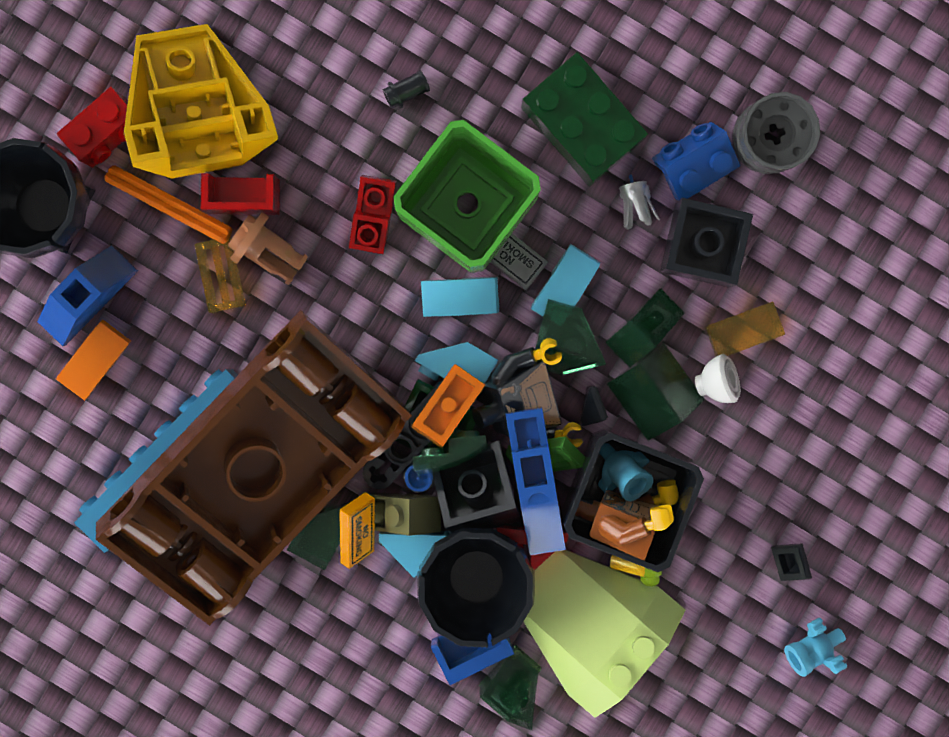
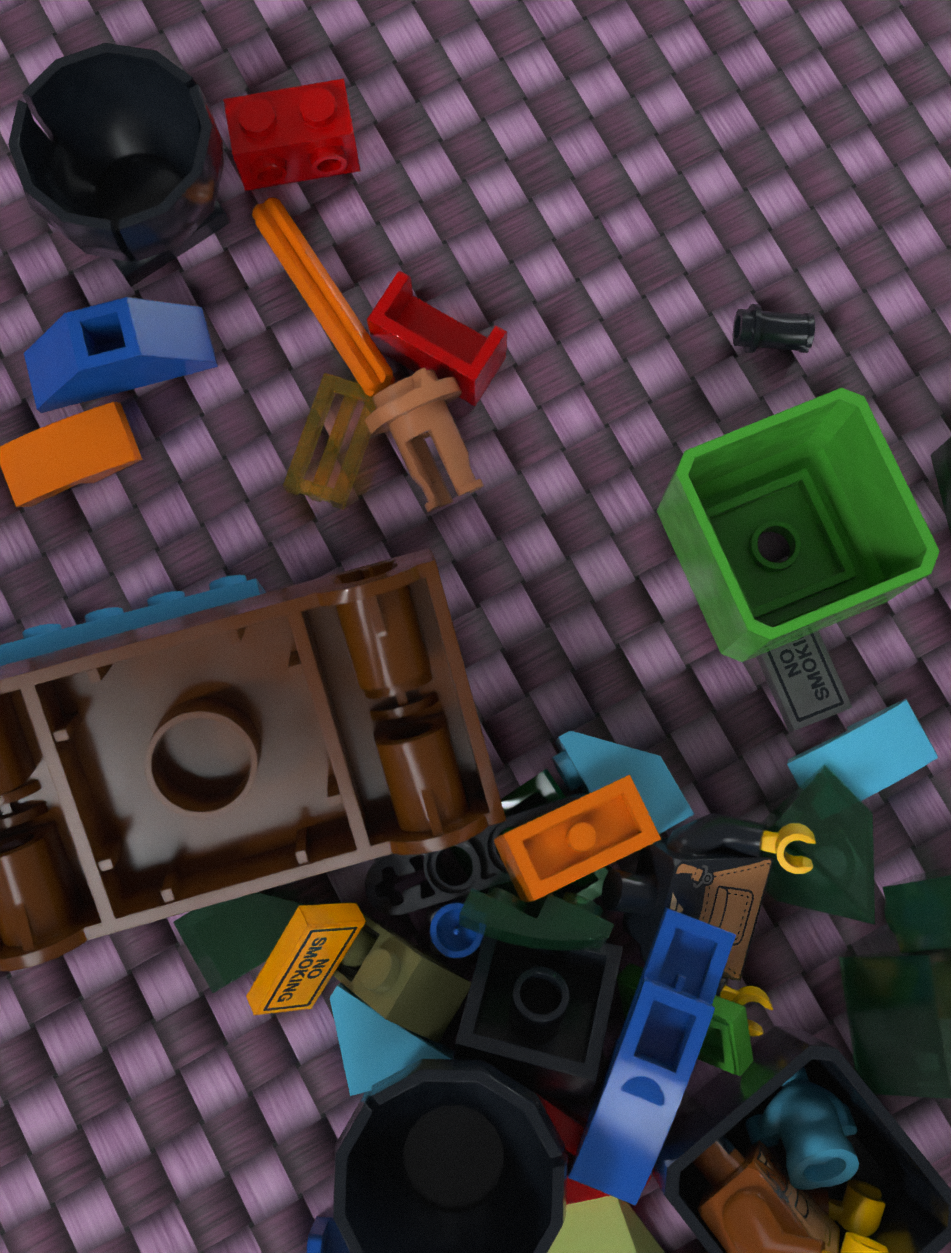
camera: 30 degrees right, 10 degrees down
(192, 106) = (442, 179): yellow wedge -> none
(372, 214) = (617, 482): red slope -> none
(460, 296) = (684, 680): medium azure slope -> none
(593, 407) = (803, 982): black slope -> none

